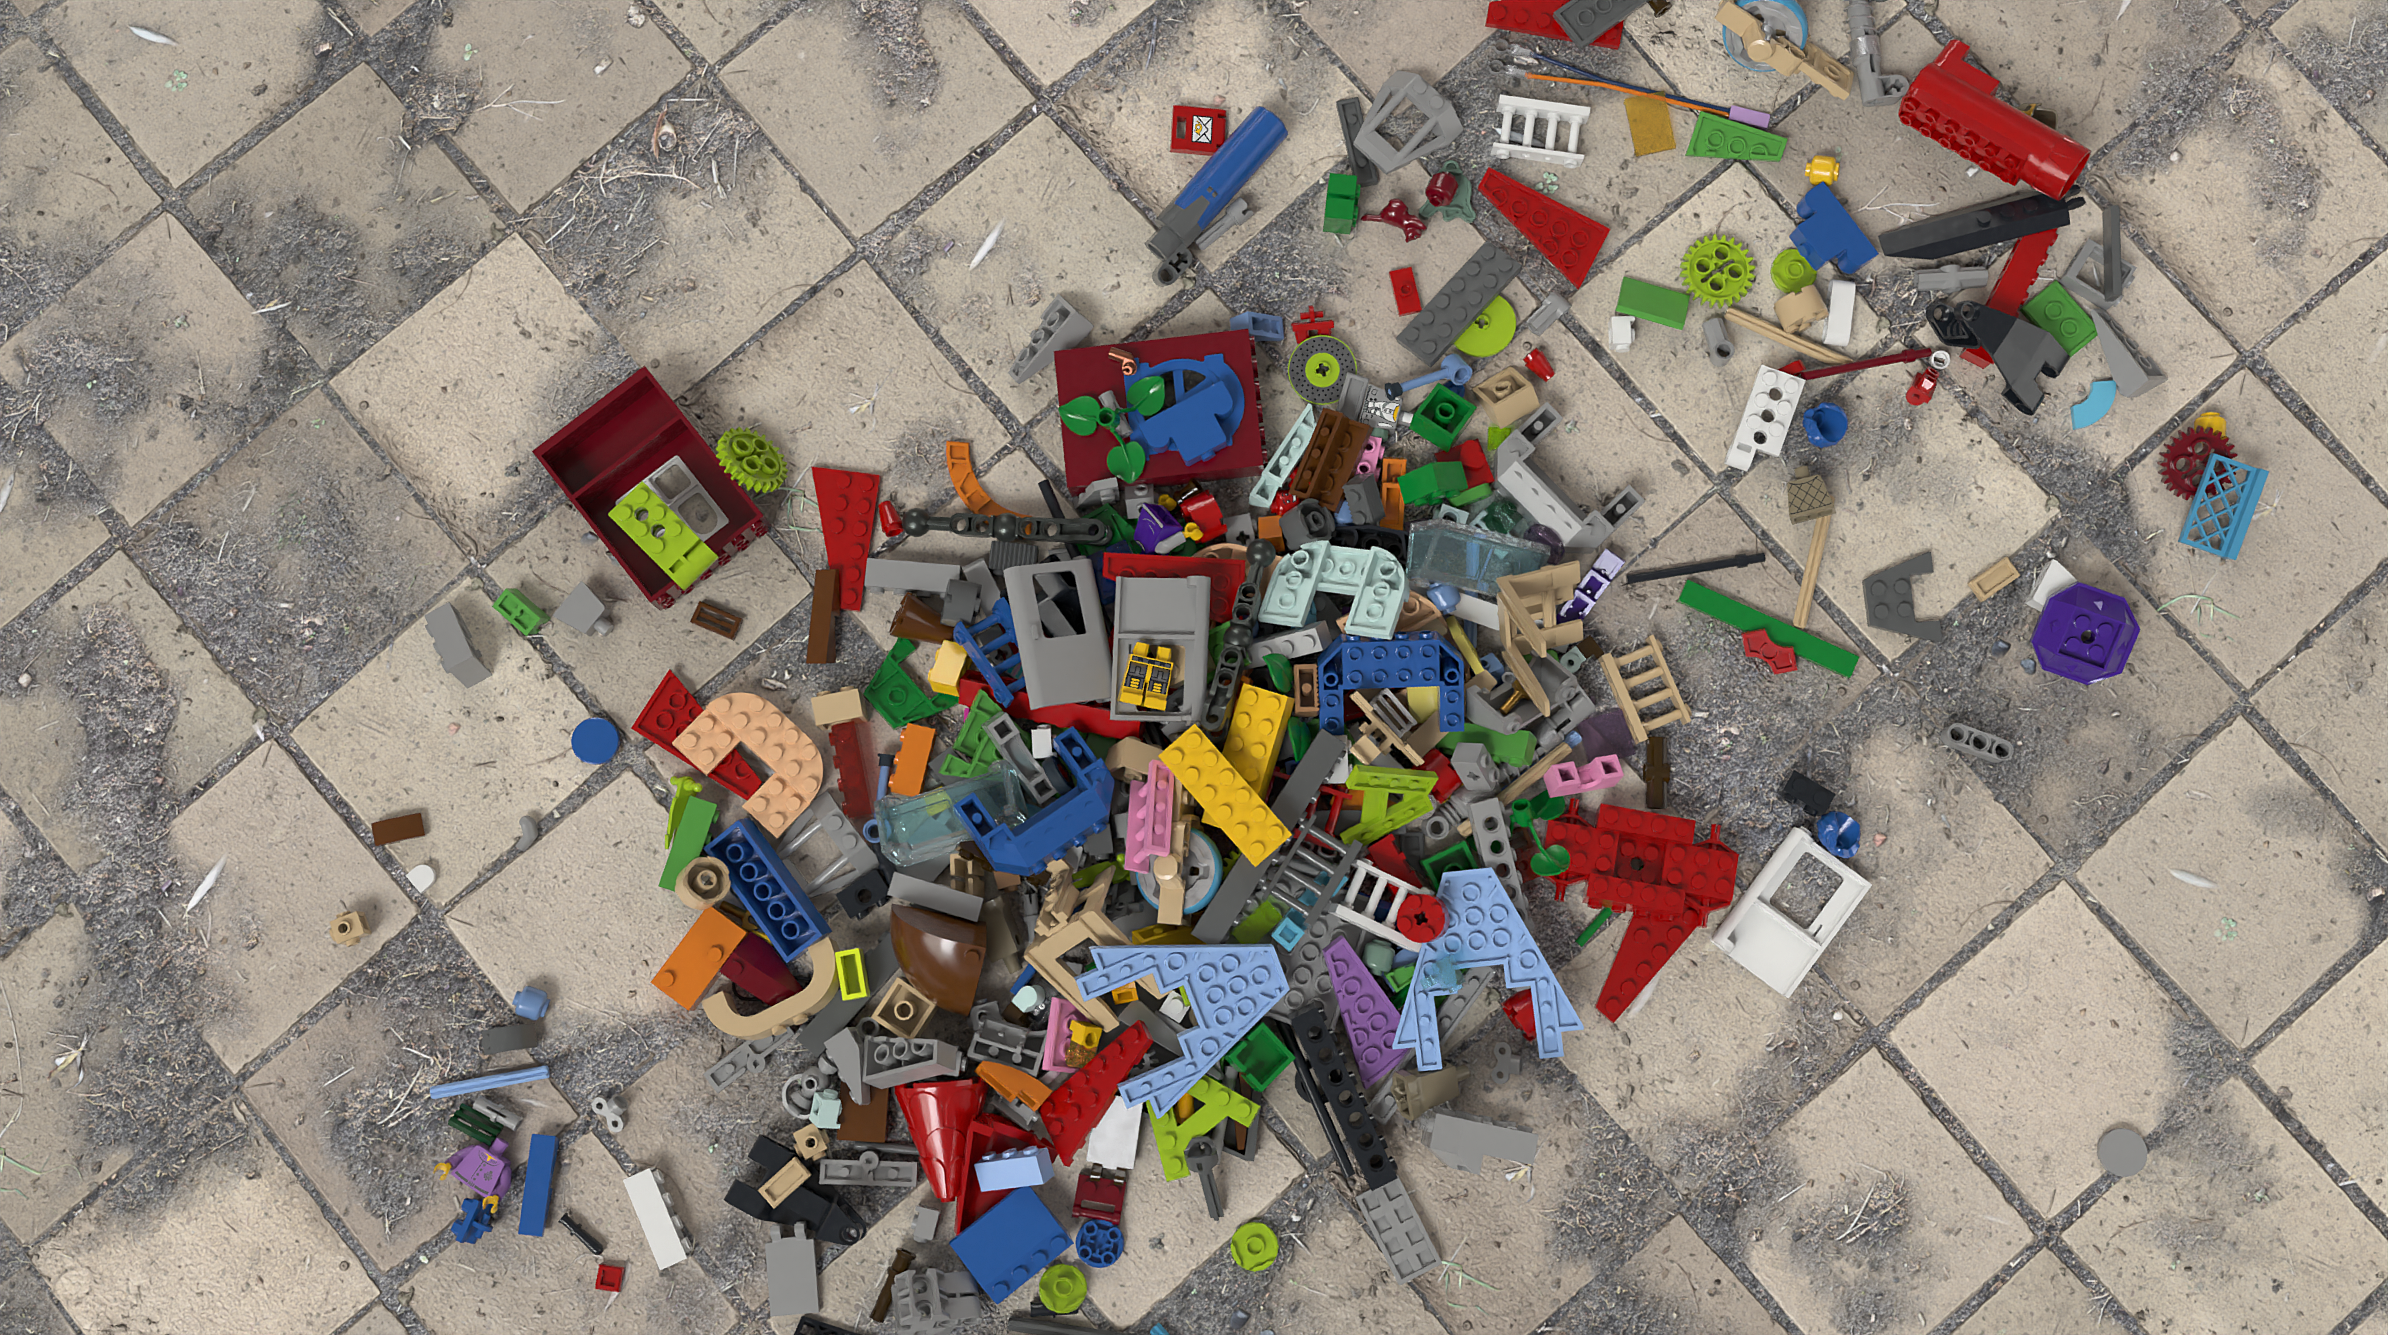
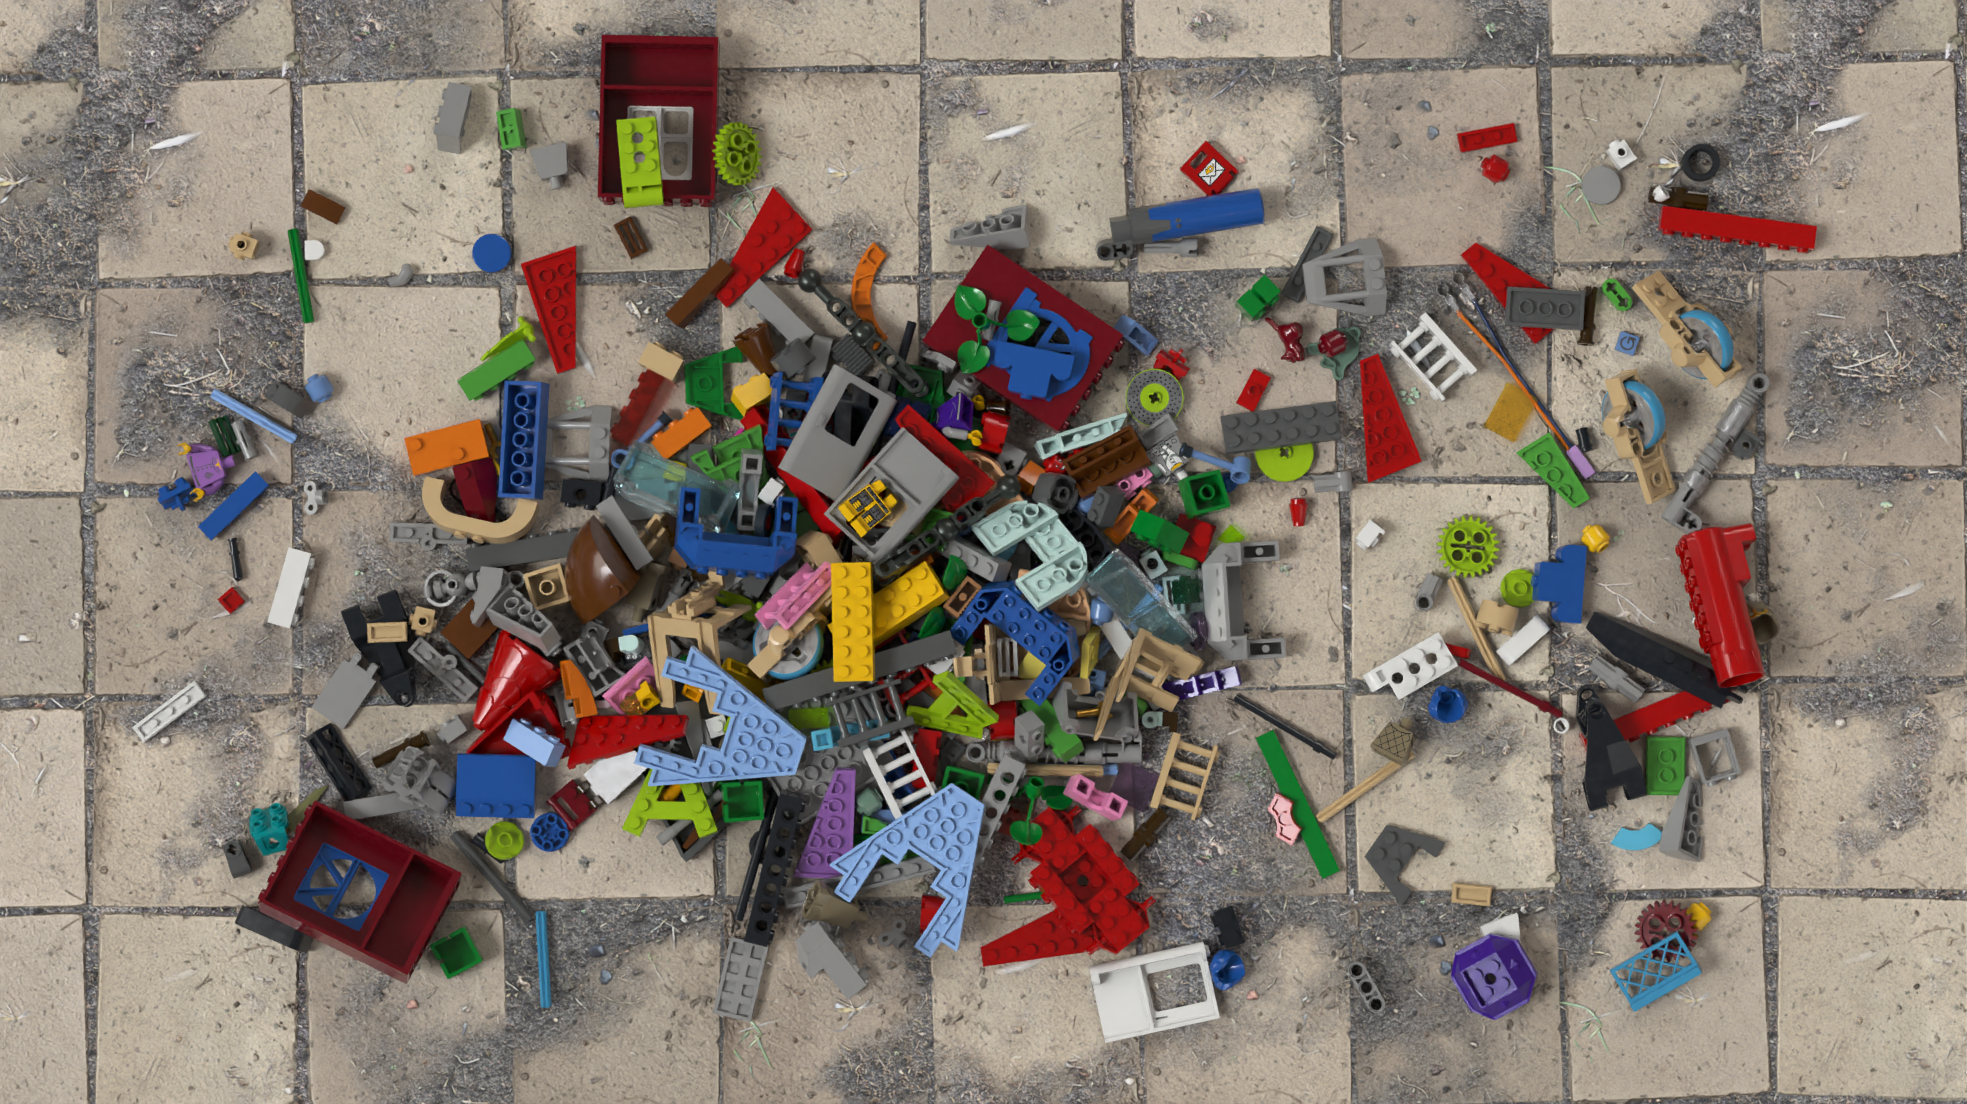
camera: 40 degrees right, 5 degrees up
(429, 911) = (300, 274): none -> green axle
(690, 886) = (477, 407): tan brick -> none
(773, 739) = (604, 349): light nougat plate -> none
(826, 1109) = (448, 608): light aqua brick -> none
(852, 974) = (533, 538): neon yellow piece -> none
(1126, 360) = (1027, 289): copper arm -> none
(1203, 1161) = (654, 835): dark grey piece -> none
(1254, 1246) = (643, 914): lime tile -> none
(1410, 924) = (903, 799): red brick -> none
(1446, 973) = (900, 846): clear light blue brick -> none
(1506, 397) = (1258, 514): tan slope -> none
(1652, 303) = (1406, 532): bright green tile -> none
(1735, 94) = (1584, 440): none -> black pin
(1922, 387) = (1534, 733): red hips -> none
(2112, 253) = (1730, 750): dark grey tile -> none

